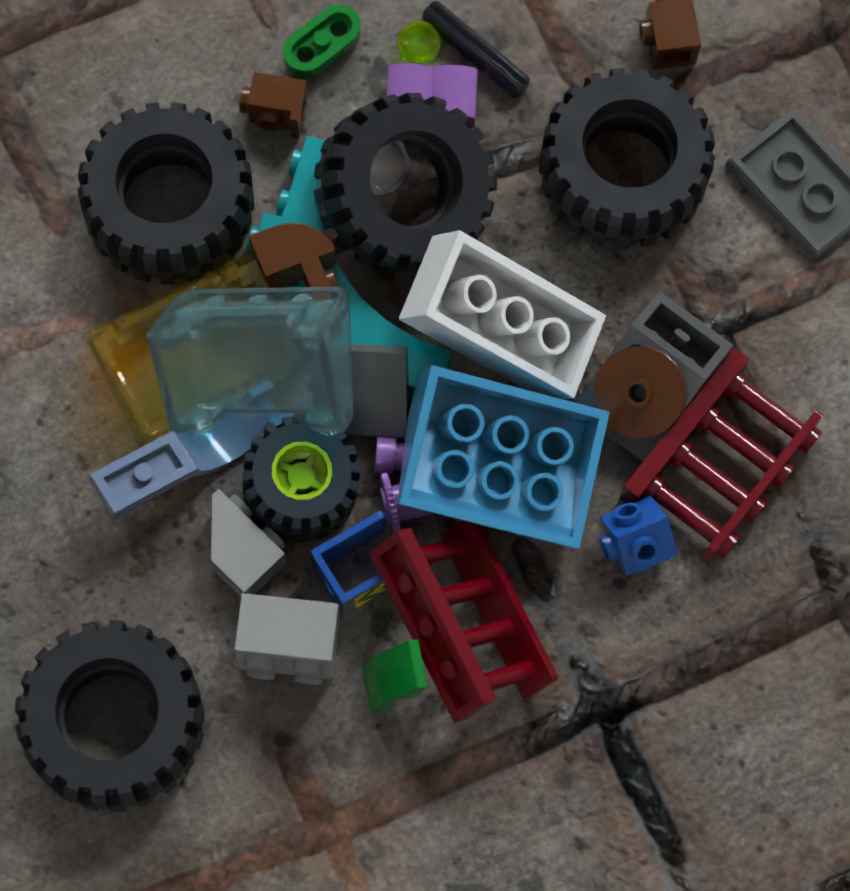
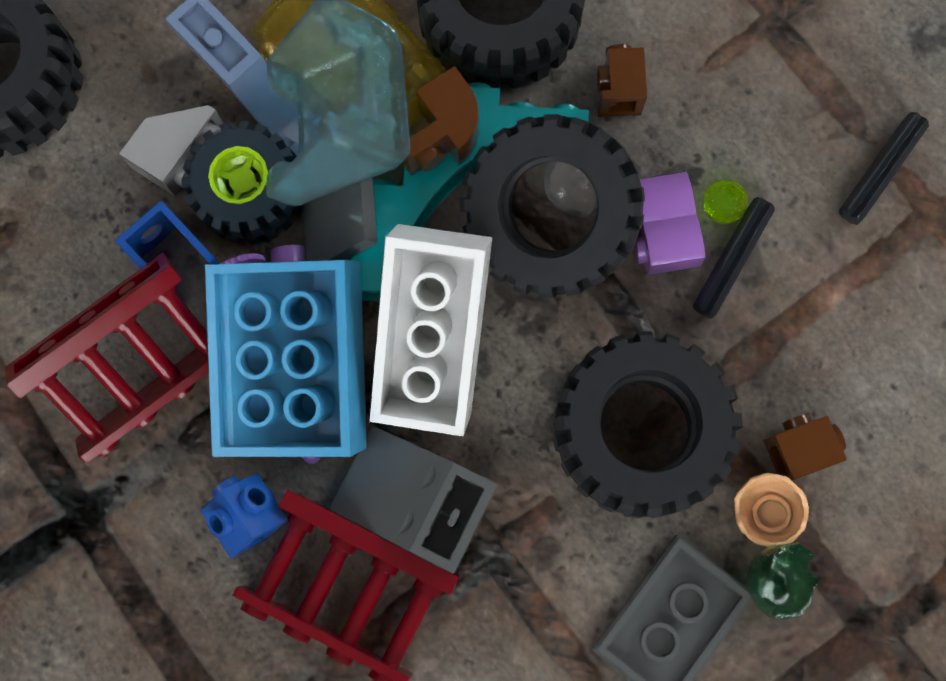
camera: 85 degrees right, 5 degrees up
(287, 638) = (78, 199): light grey brick -> none
(319, 42) = (702, 108): green plate -> none
(394, 676) = (57, 308): green slope -> none
(663, 385) = (404, 496): reddish brown plate -> none
(722, 73) = (771, 509): none -> light nougat hair
(785, 80) = (782, 580): none -> clear green hair

